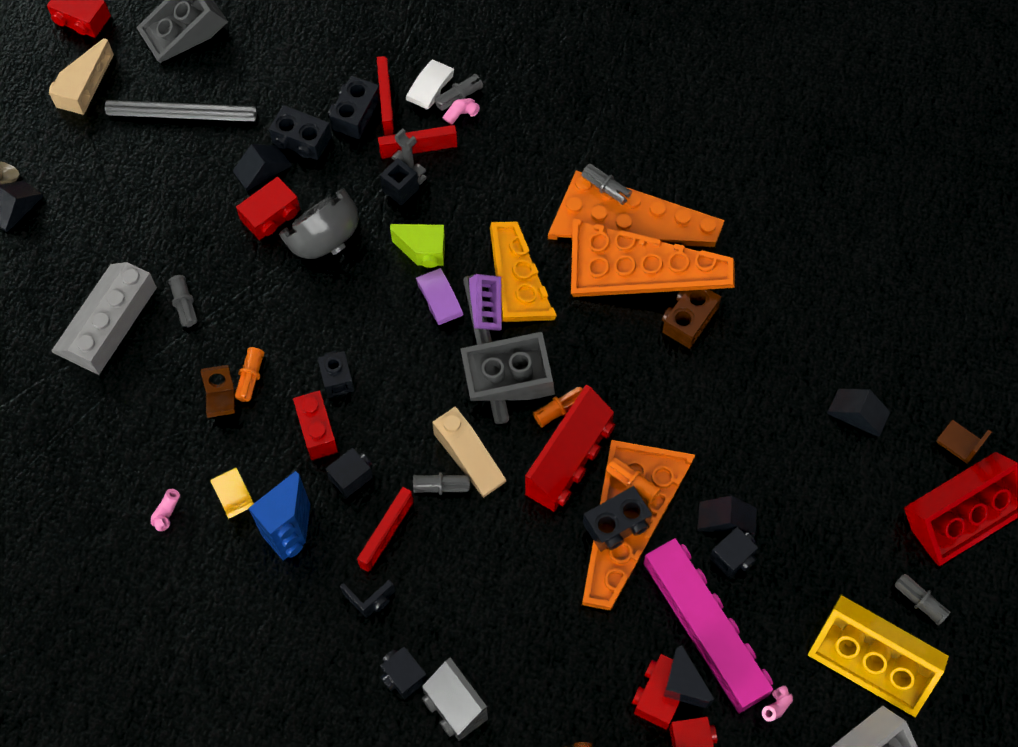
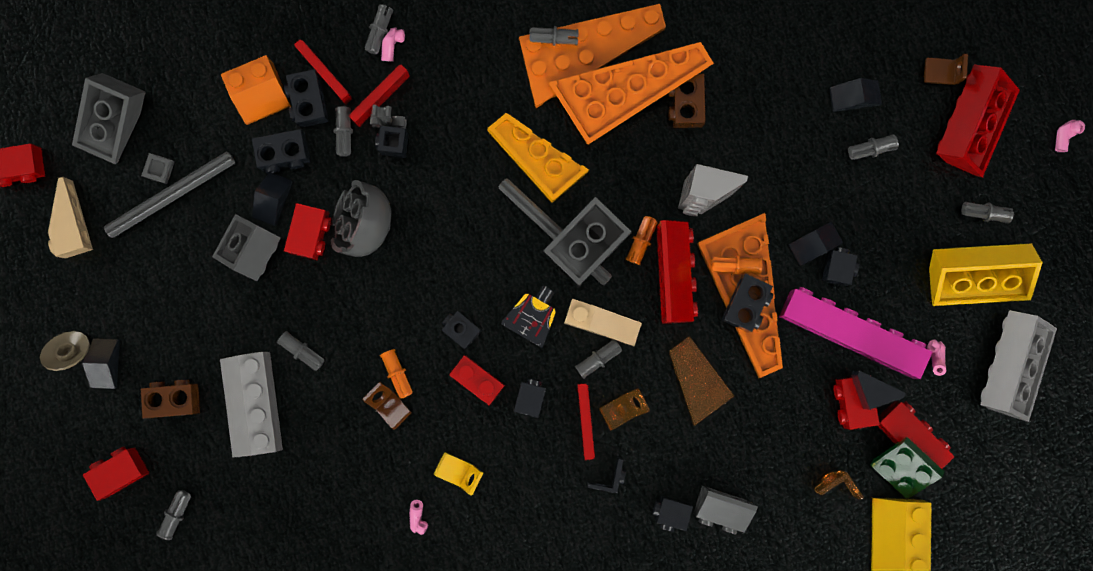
camera: 35 degrees left, 20 degrees up
(37, 271) = (170, 402): none -> reddish brown brick
(188, 86) = (158, 168): none -> dark grey tile
(208, 189) = (246, 247): none -> dark grey slope
(284, 516) = (515, 472): blue slope -> none
(318, 73) = (256, 89): none -> orange slope
(364, 151) = (343, 131): none -> dark grey axle
(408, 405) = (532, 316): none -> black torso
(420, 243) = (446, 180): lime slope -> none
(428, 543) = (623, 409): none -> clear orange bracket
(429, 84) = (350, 37): white slope -> none
(439, 296) = (491, 214): medium lavender slope -> none
(493, 283) = (526, 202): medium lavender slope -> none
(521, 569) = (699, 381): none -> clear orange wing
(650, 386) = (707, 188): none -> light grey slope
(844, 466) = (873, 147): none -> dark grey axle

